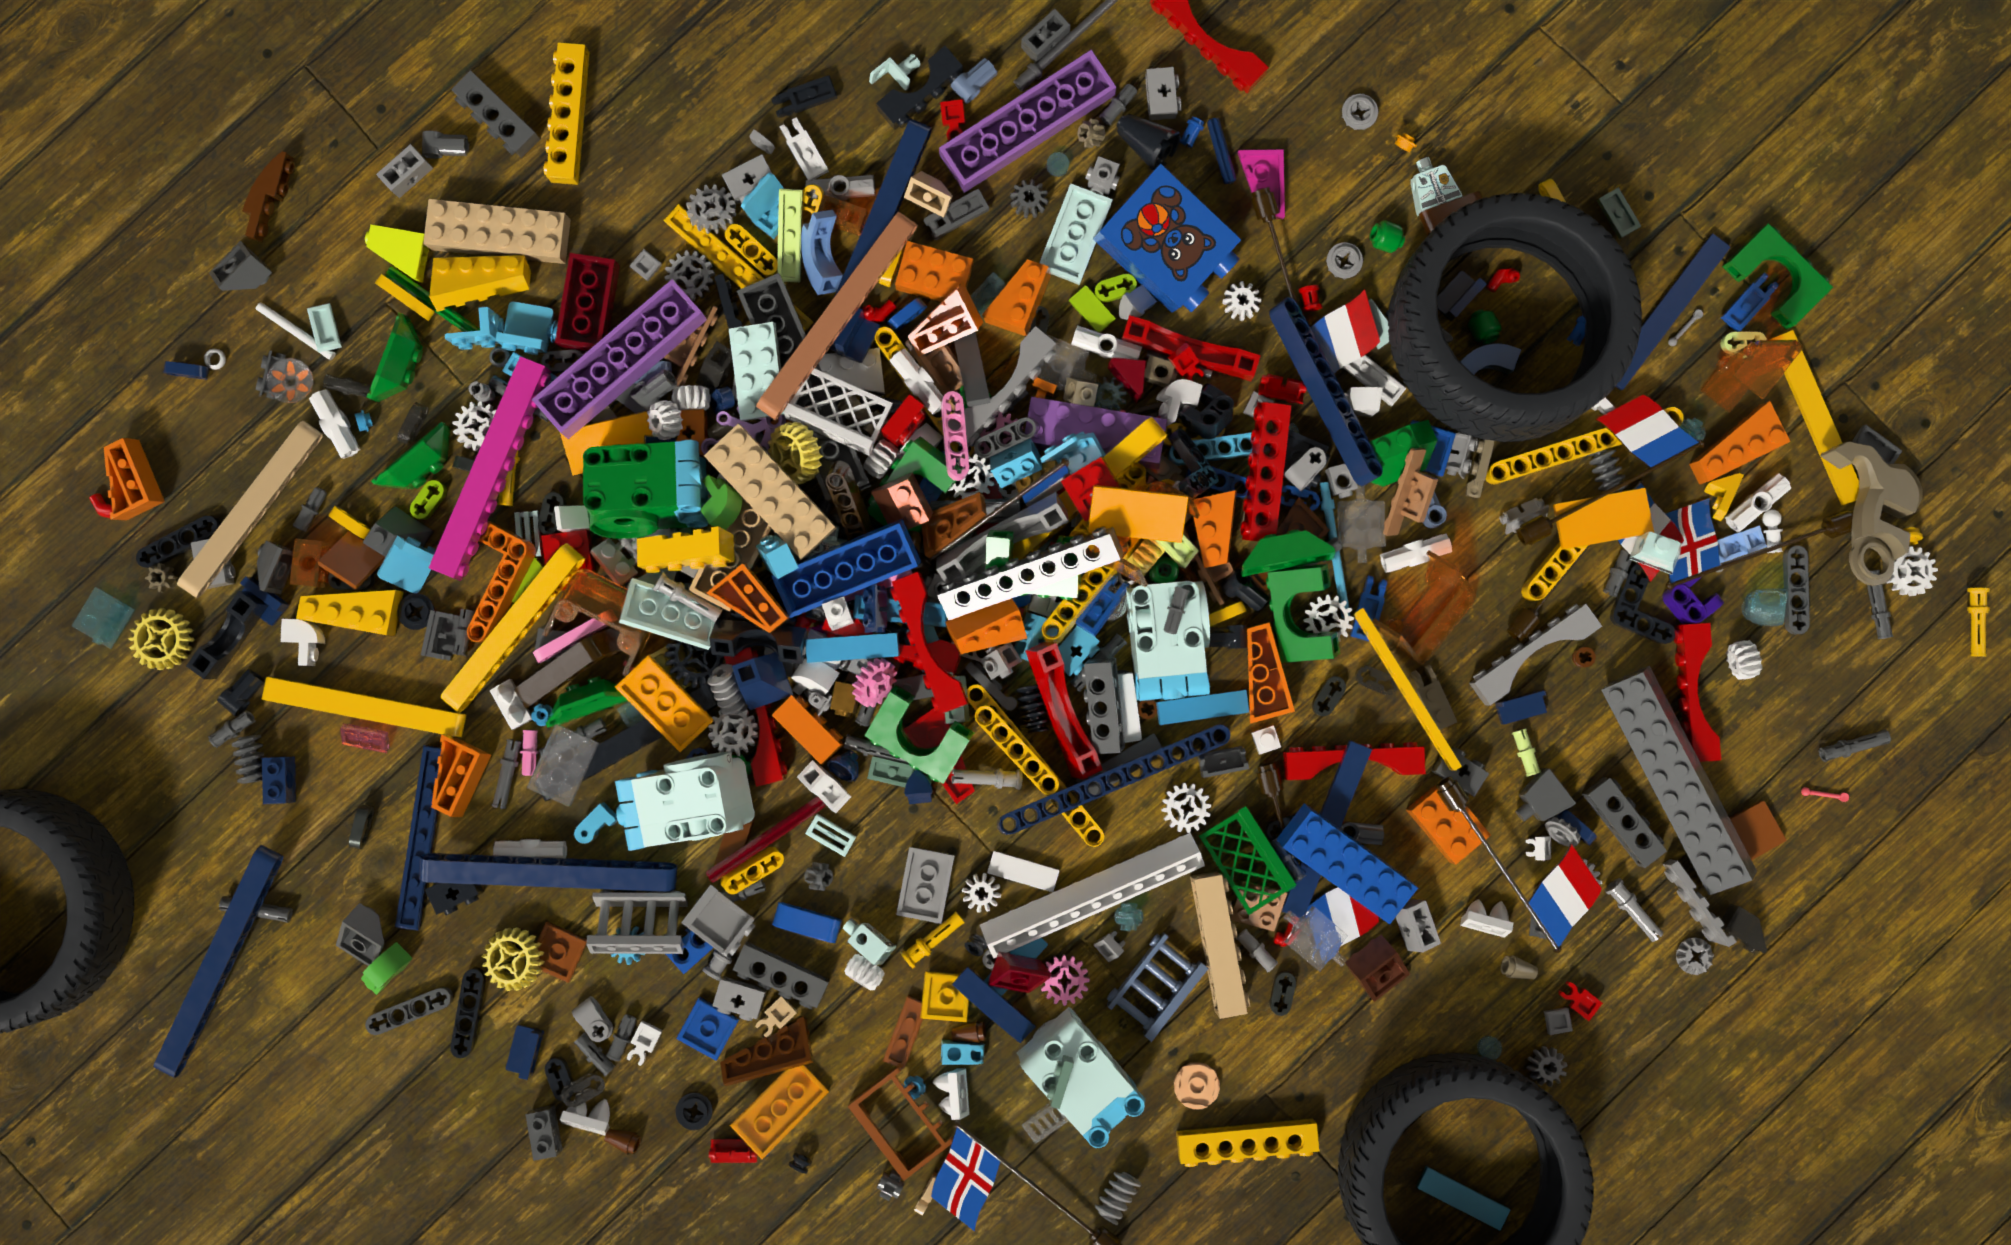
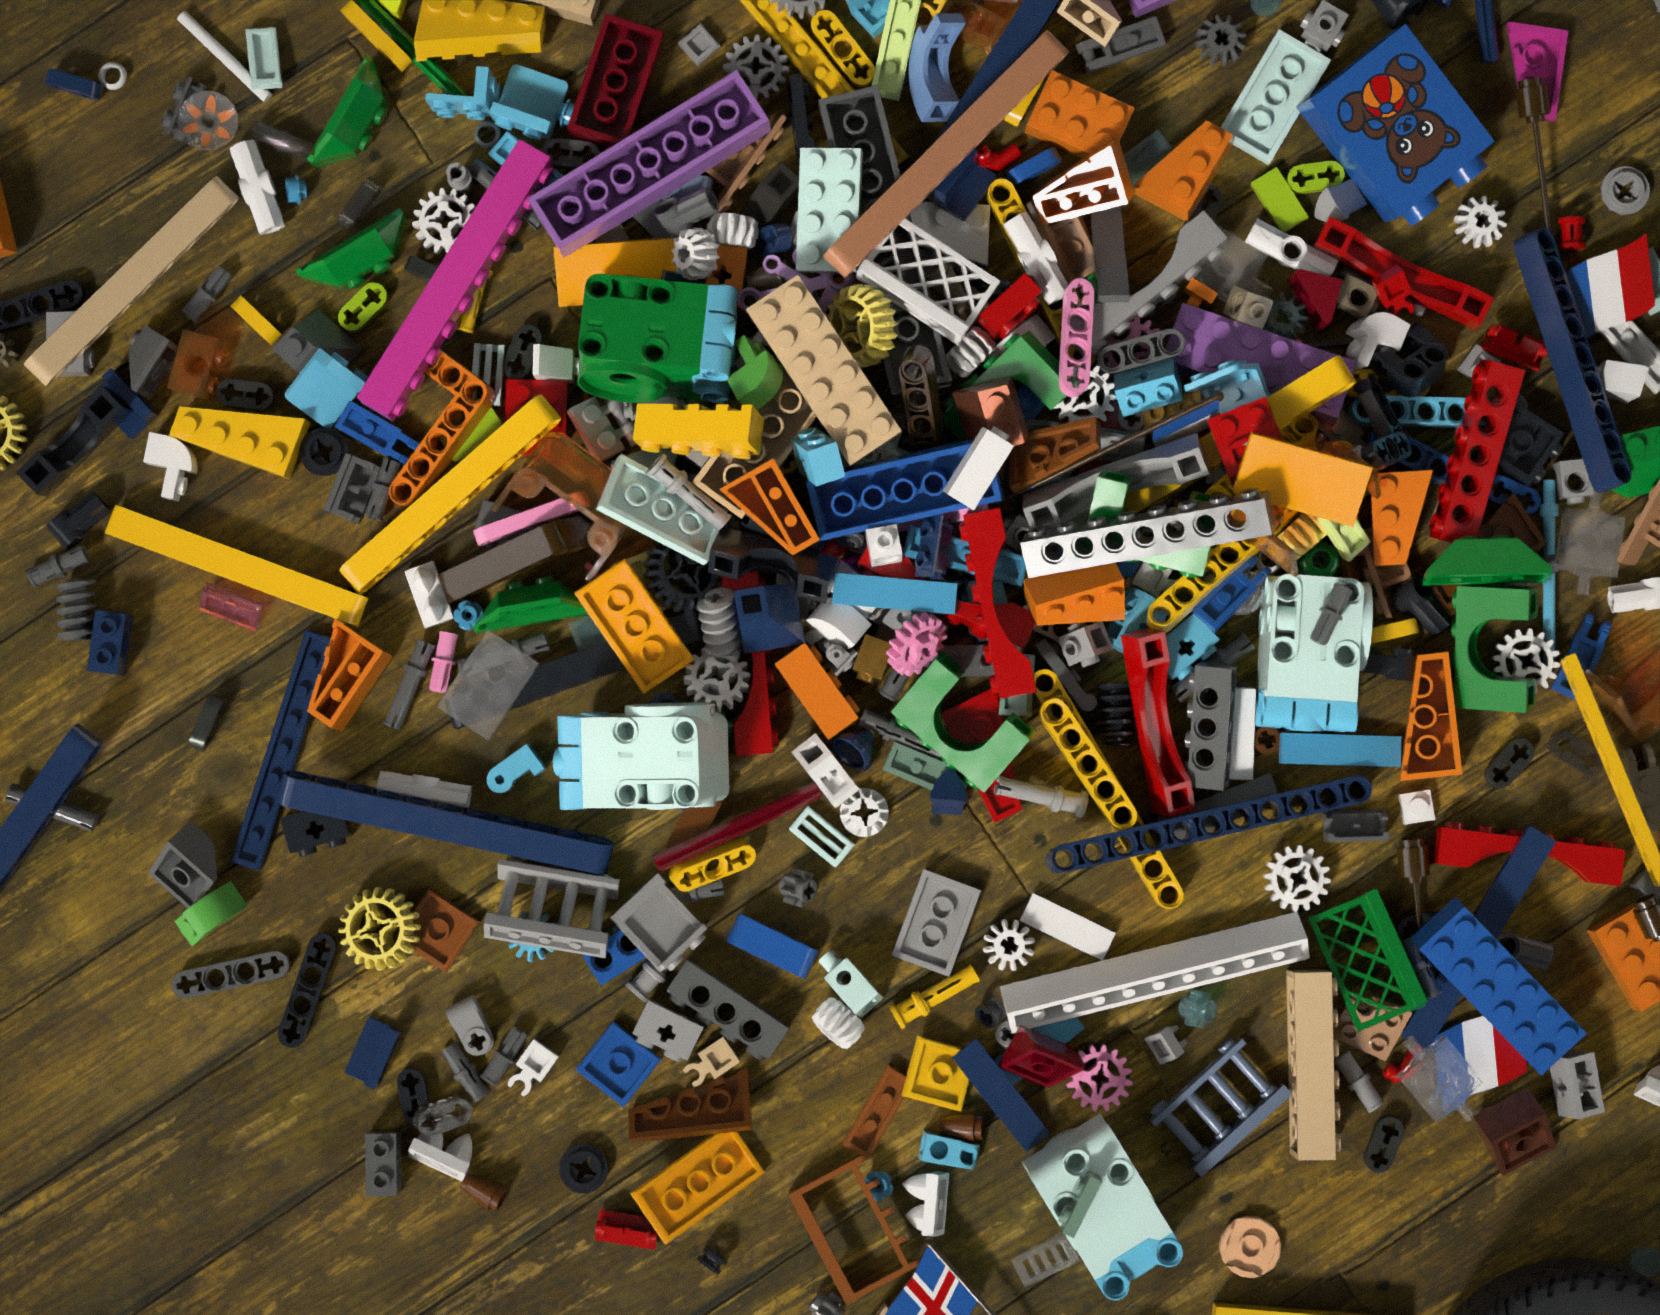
camera: 15 degrees right, 0 degrees up
(351, 560) = (252, 370): dark orange tile -> none
(449, 590) = (373, 431): none -> blue hinge
(869, 817) = (875, 821): none -> white gear
(895, 544) = (979, 467): none -> white brick
(1303, 471) = (1526, 459): light grey piece -> none

